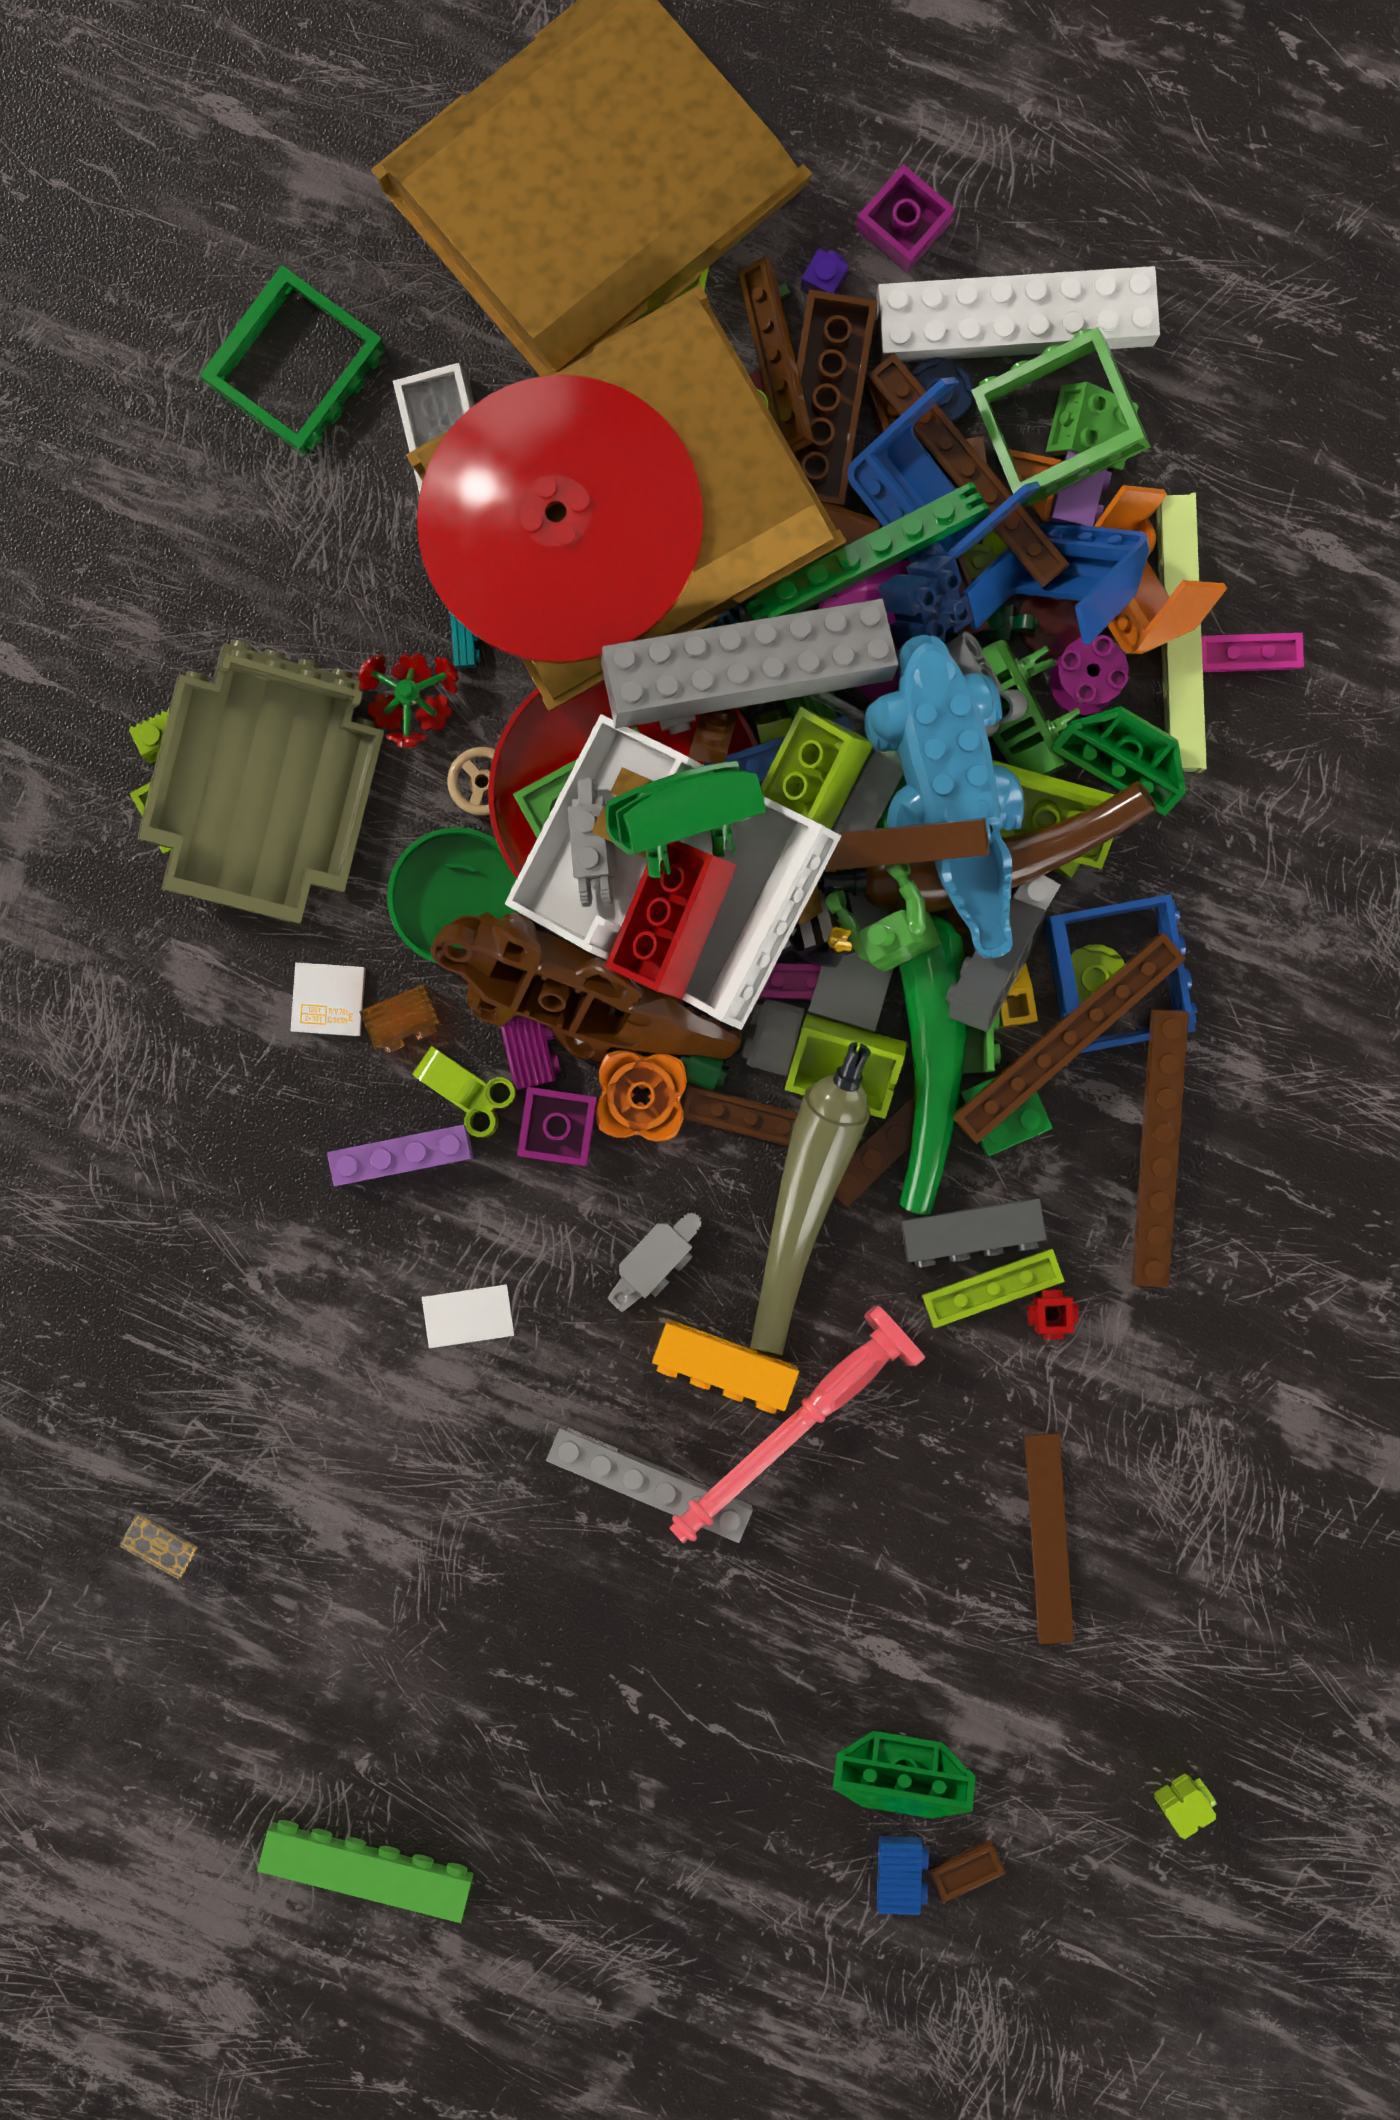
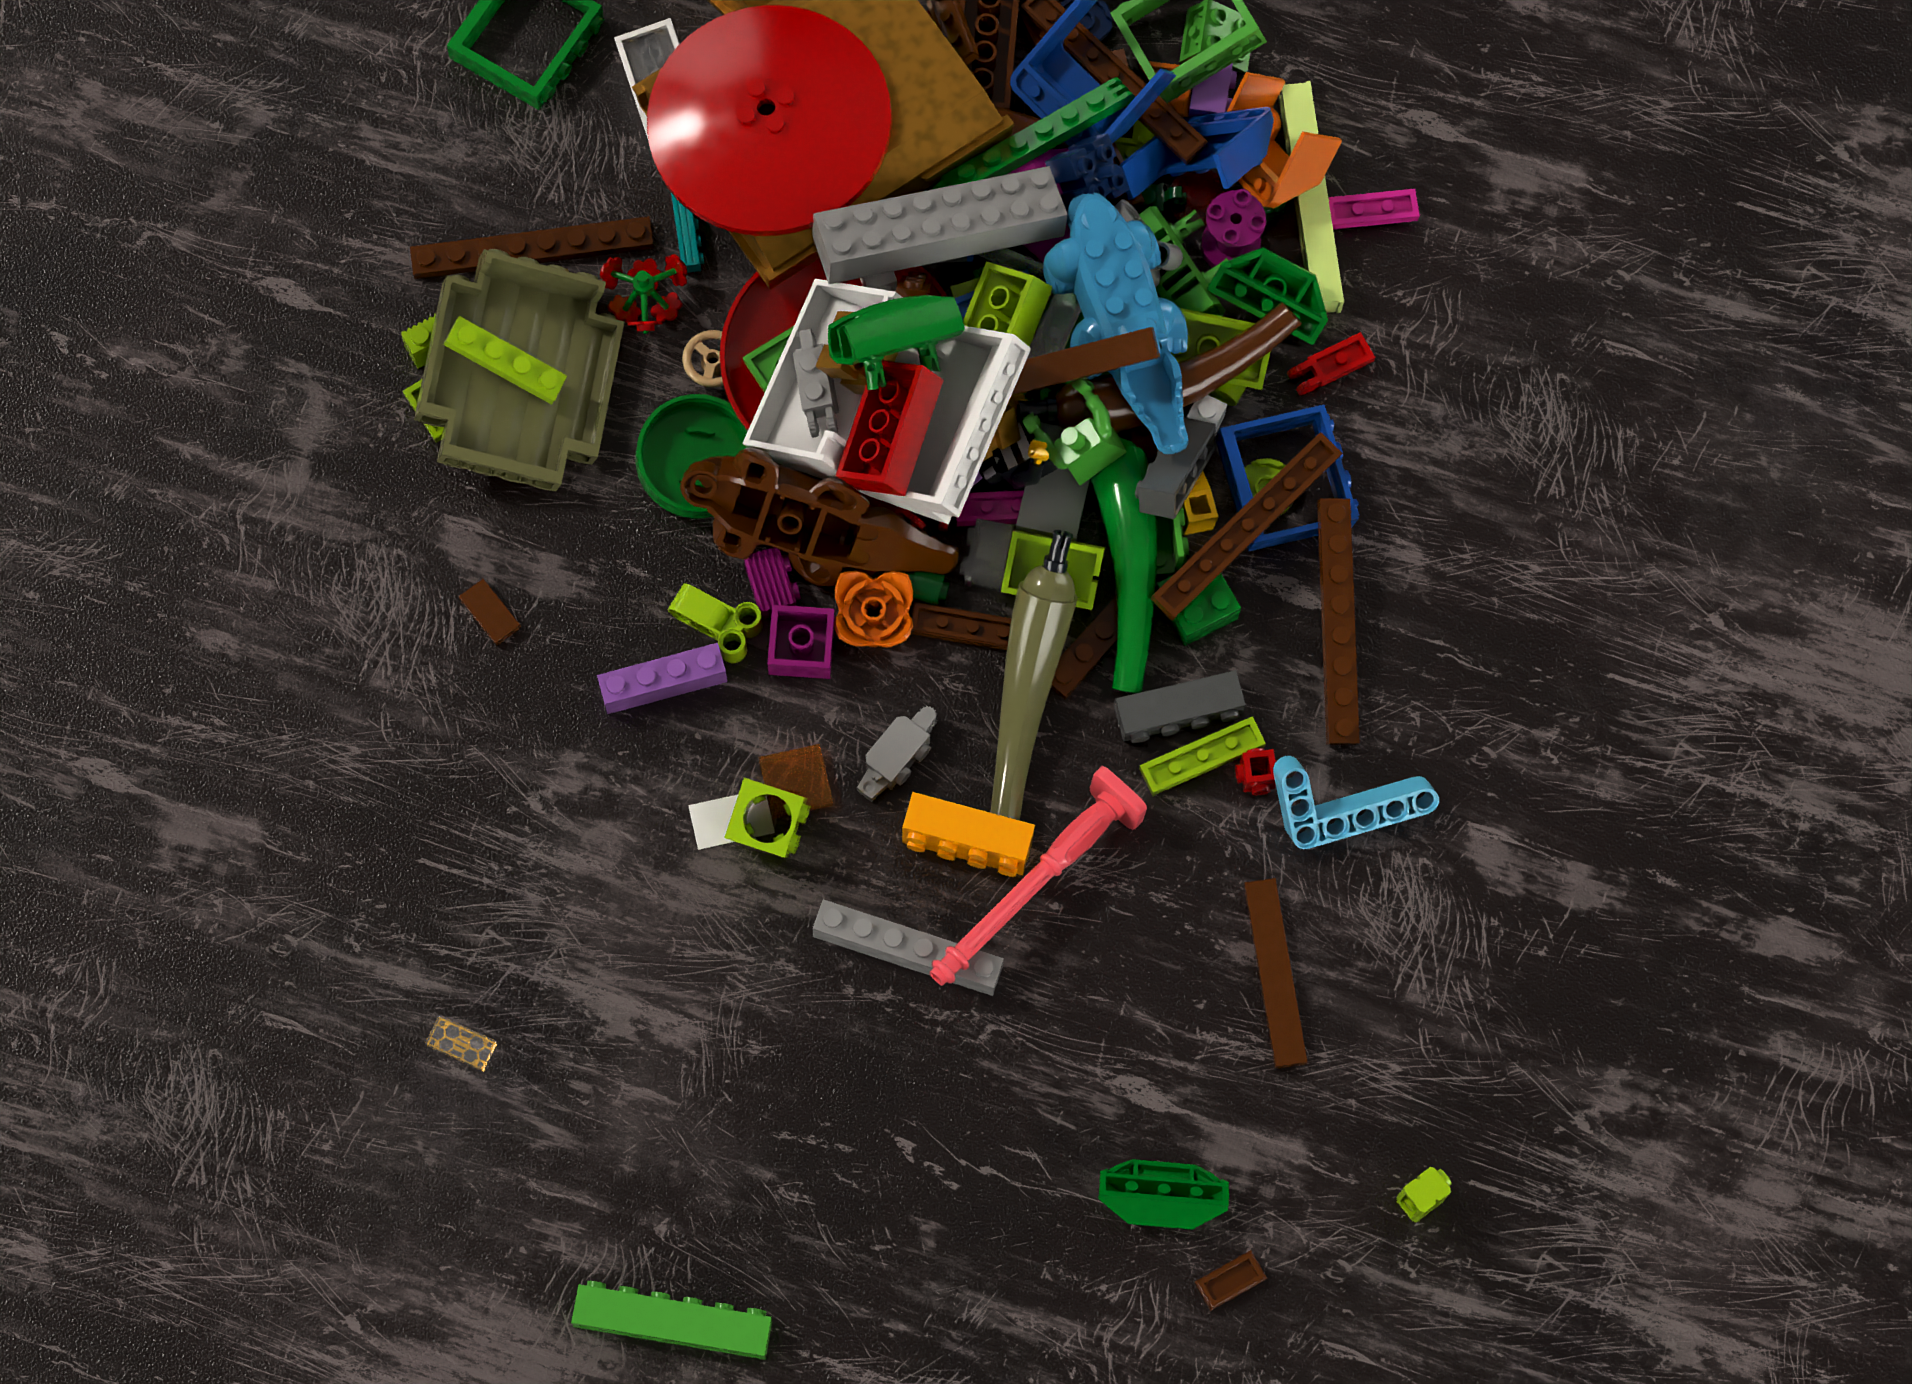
camera: 10 degrees left, 15 degrees down
(214, 1059) = (489, 612): none -> reddish brown tile
(242, 777) = (505, 360): none -> lime plate
(286, 626) = (539, 245): none -> reddish brown plate
(327, 999) = (587, 554): white tile -> none
(401, 1018) = (654, 563): clear orange brick -> none
(504, 1363) = (755, 792): none -> lime brick
(541, 1280) = (797, 772): none -> clear orange tile
(900, 1875) = (1169, 1285): blue brick -> none
(1150, 1371) = (1346, 808): none -> medium azure beam
(1187, 836) = (1333, 363): none -> red hinge

